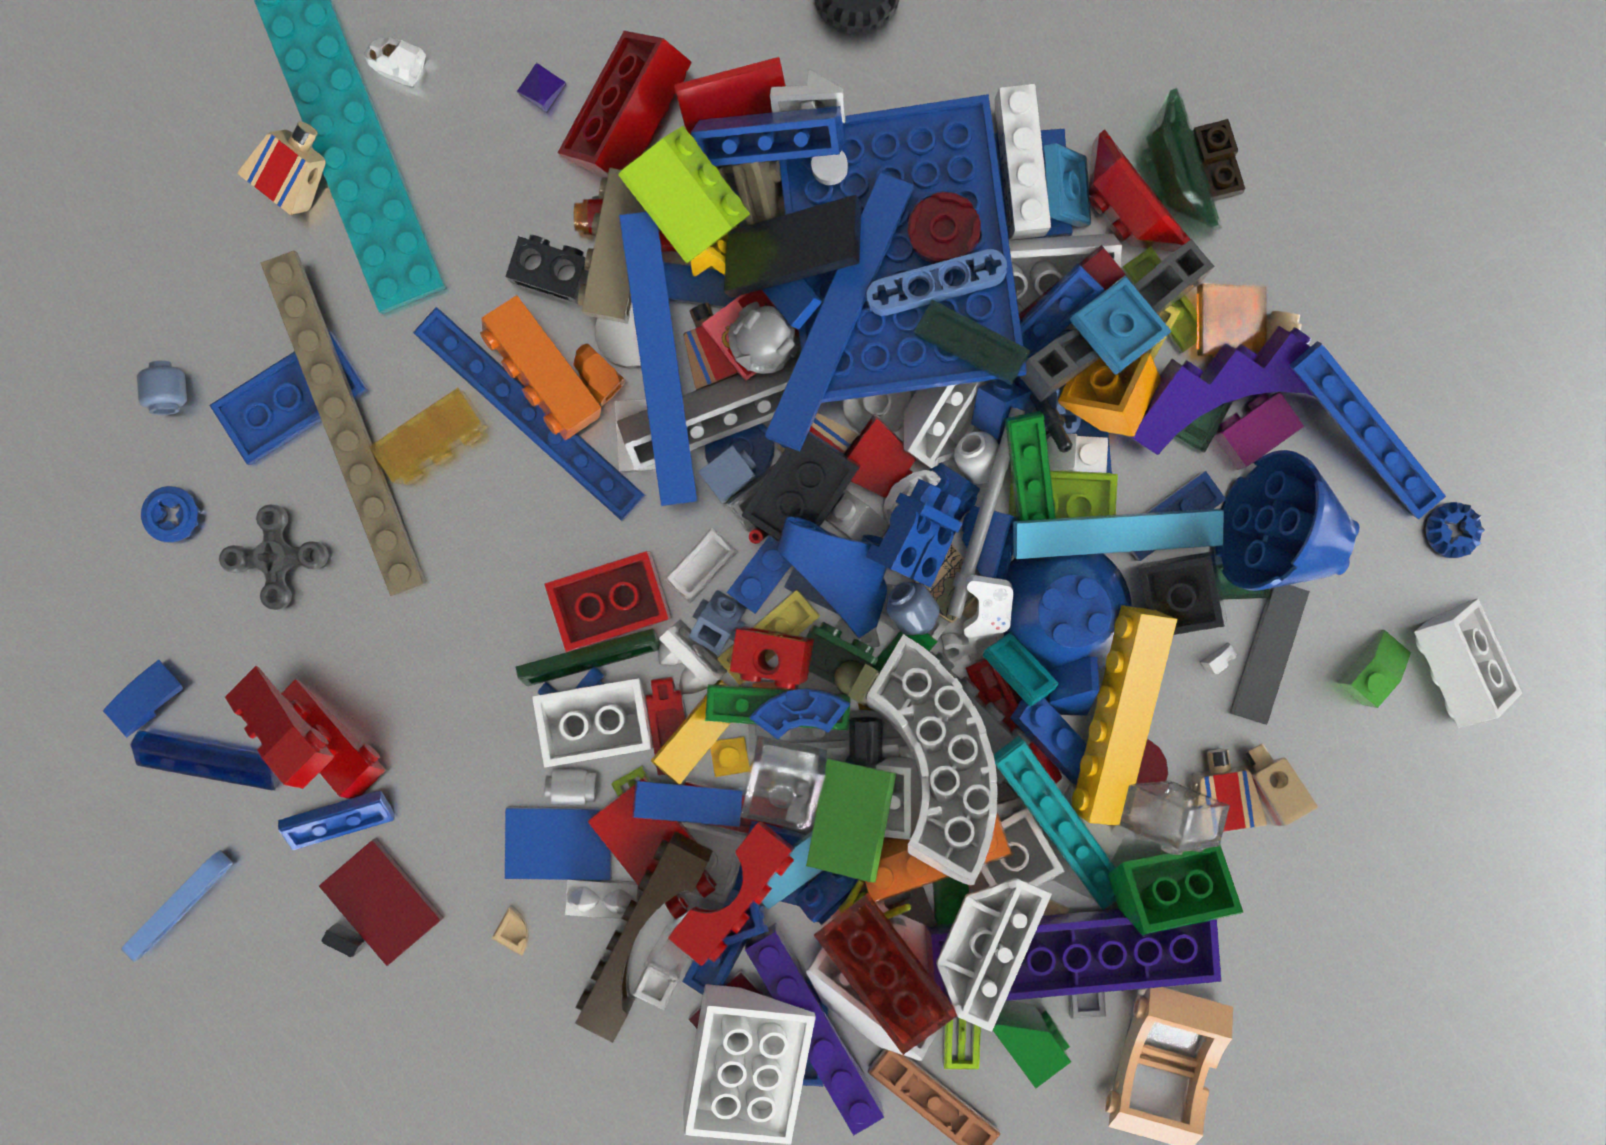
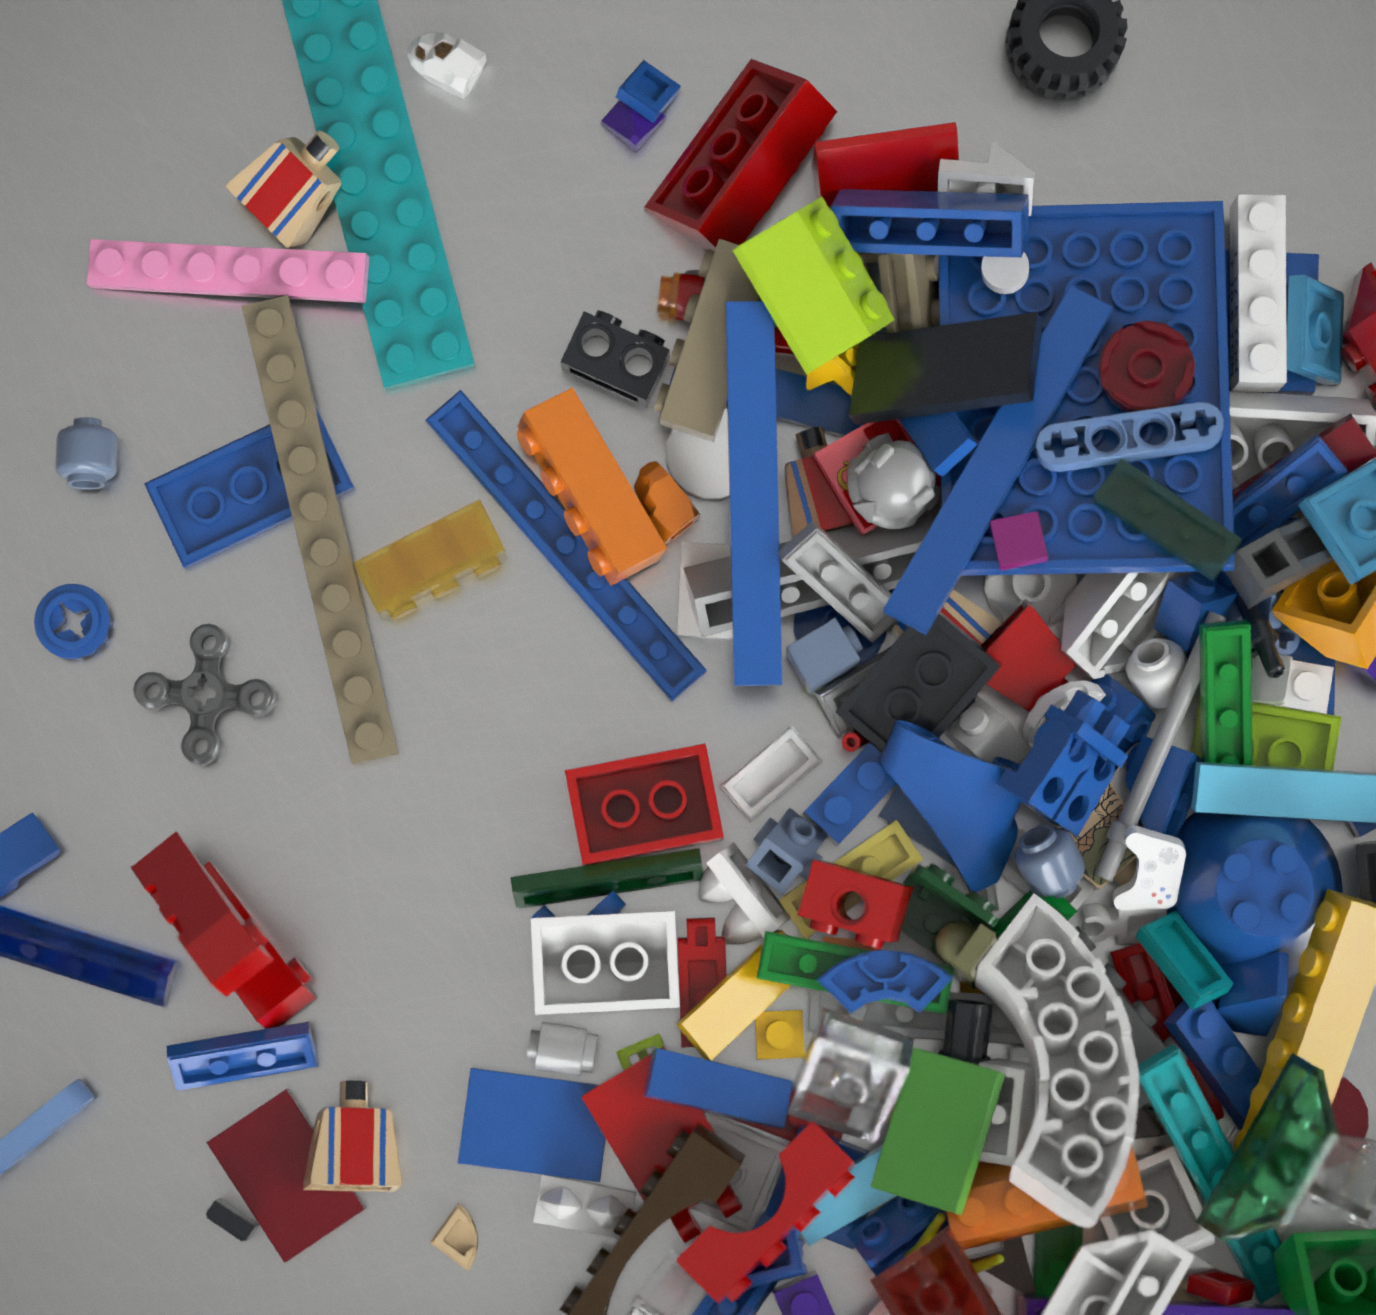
camera: 10 degrees right, 5 degrees down
(250, 237) = (228, 270): none -> bright pink plate
(424, 876) = (353, 1146): none -> torso
(549, 64) = (648, 91): none -> blue tile
(730, 416) = (839, 580): none -> light grey tile
(861, 371) = (1018, 541): none -> magenta tile
(1072, 903) = (1220, 1287): none -> red tile
(1104, 812) = (1275, 1157): none -> clear green wedge

